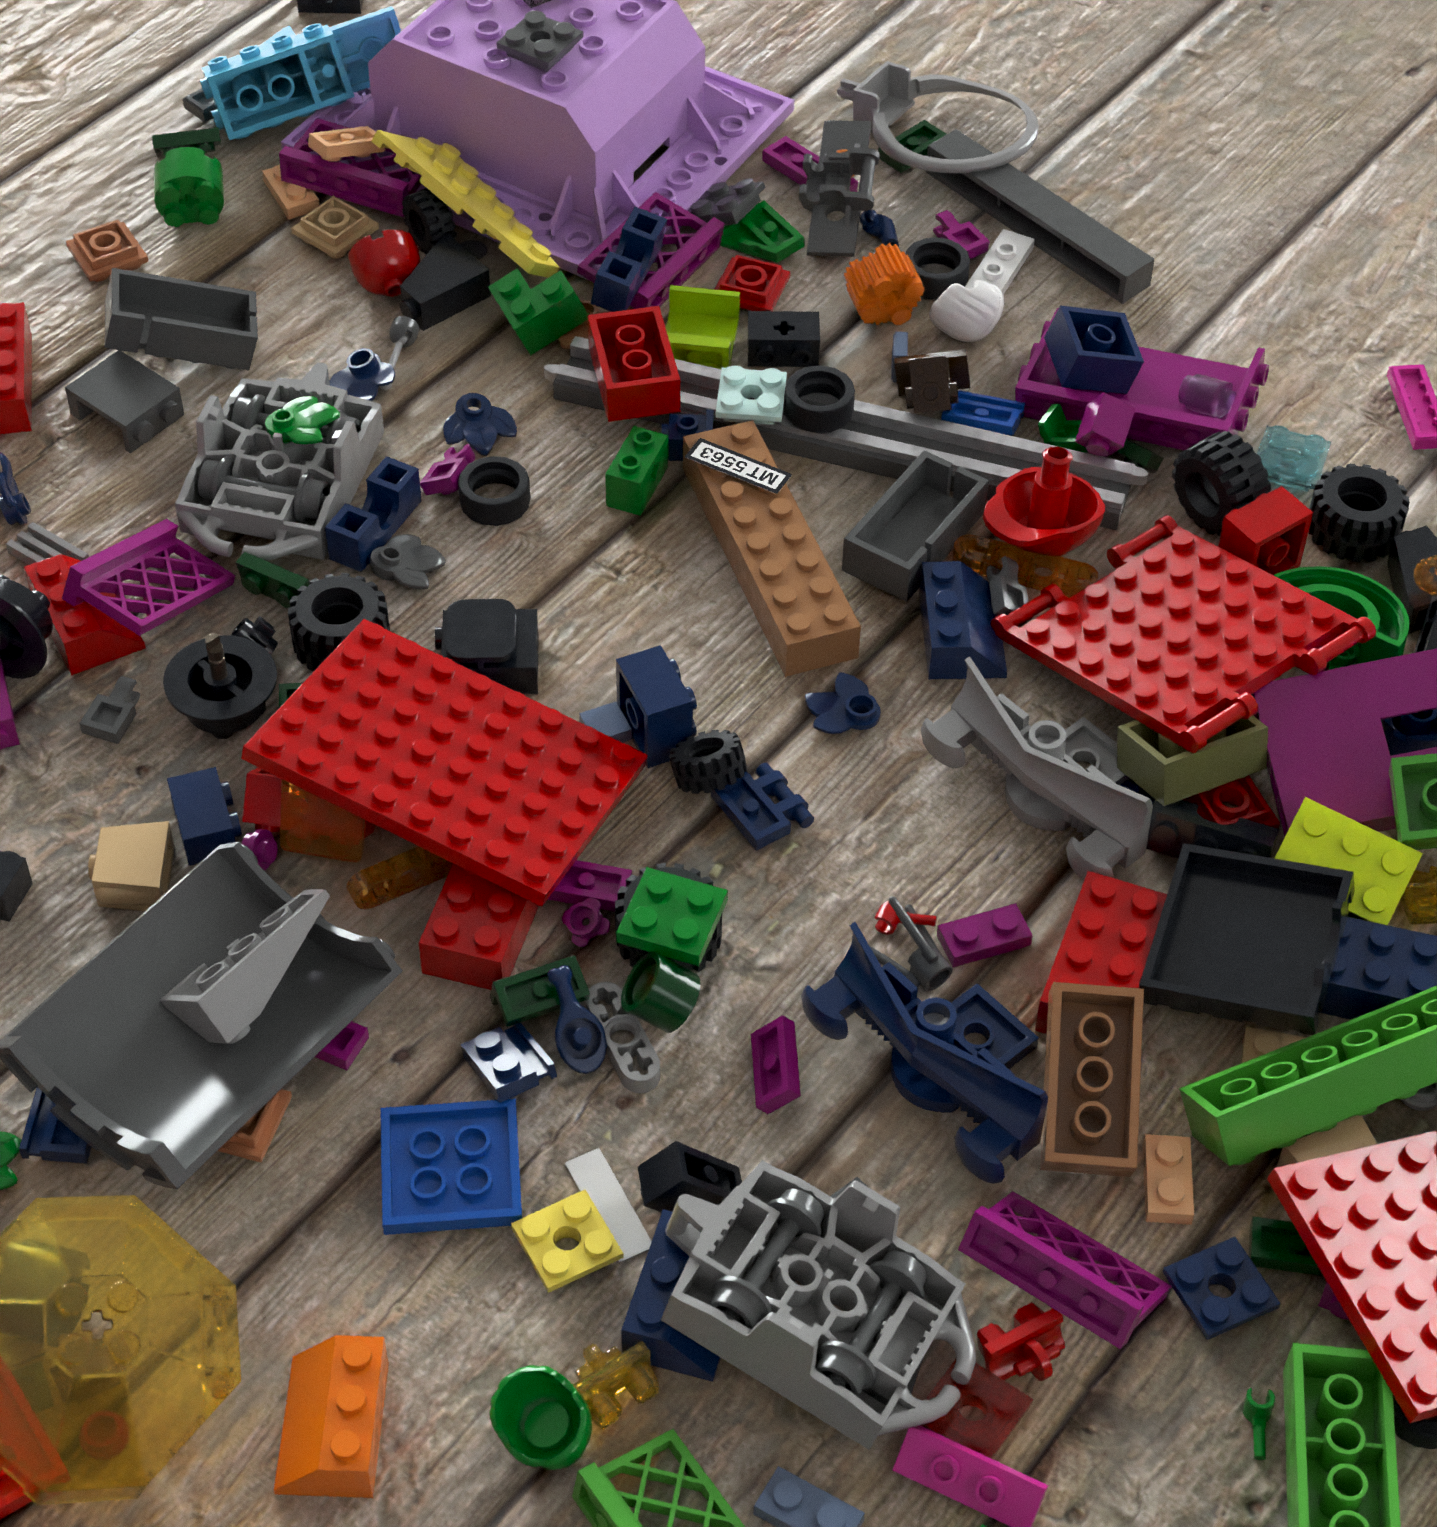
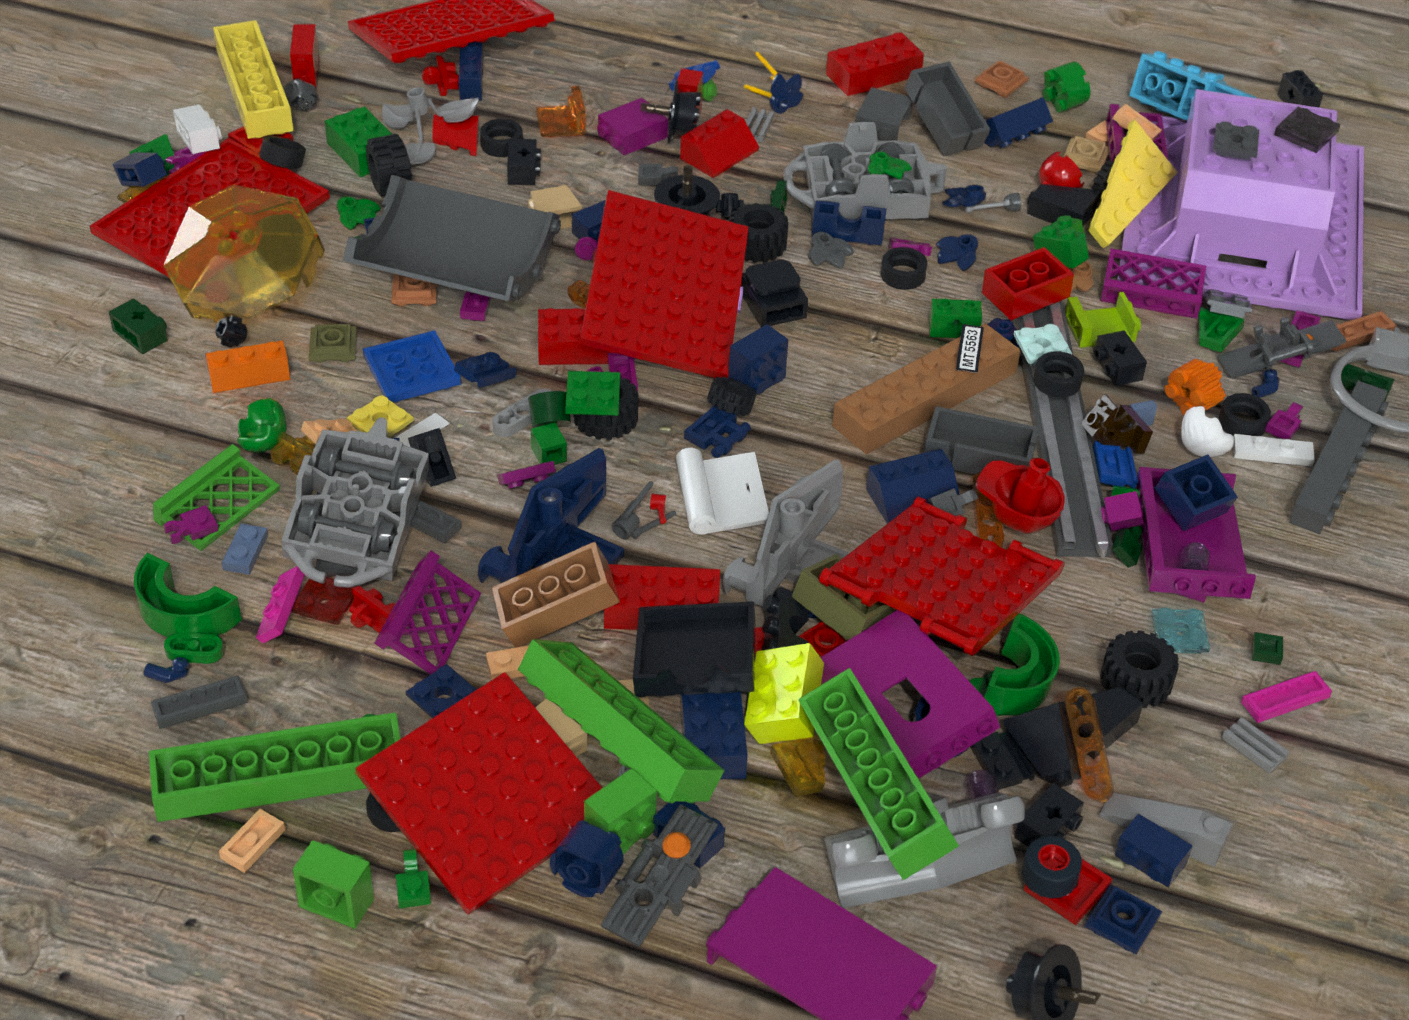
camera: 70 degrees right, 5 degrees down
(129, 561) = (750, 142): magenta fence -> none
(203, 139) = (1108, 76): dark green plate -> none
(228, 257) = (1018, 123): none -> dark blue slope
(233, 992) = (473, 248): light grey wedge -> none
(241, 1439) = (231, 331): none -> black gear
(338, 1294) = (324, 348): none -> olive piece
(532, 993) = (533, 367): dark green panel -> none
(578, 1031) = (513, 387): dark blue piece -> none
(582, 1317) = (313, 429): none -> light nougat plate
(627, 267) = (1137, 264): dark blue arch -> none
(721, 1019) = (549, 444): none -> green brick
(756, 280) = (1164, 335): red piece -> none
(814, 108) = (1362, 329): none -> nougat plate
(845, 707) = (816, 452): dark blue plate -> none
(893, 834) = (718, 493): none -> white door
(984, 935) = (666, 547): magenta plate -> none
(1217, 478) = (1107, 581): black tyre -> none
(1268, 531) = (1070, 614): red brick -> none
(1339, 394) = (1267, 648): none -> dark green plate

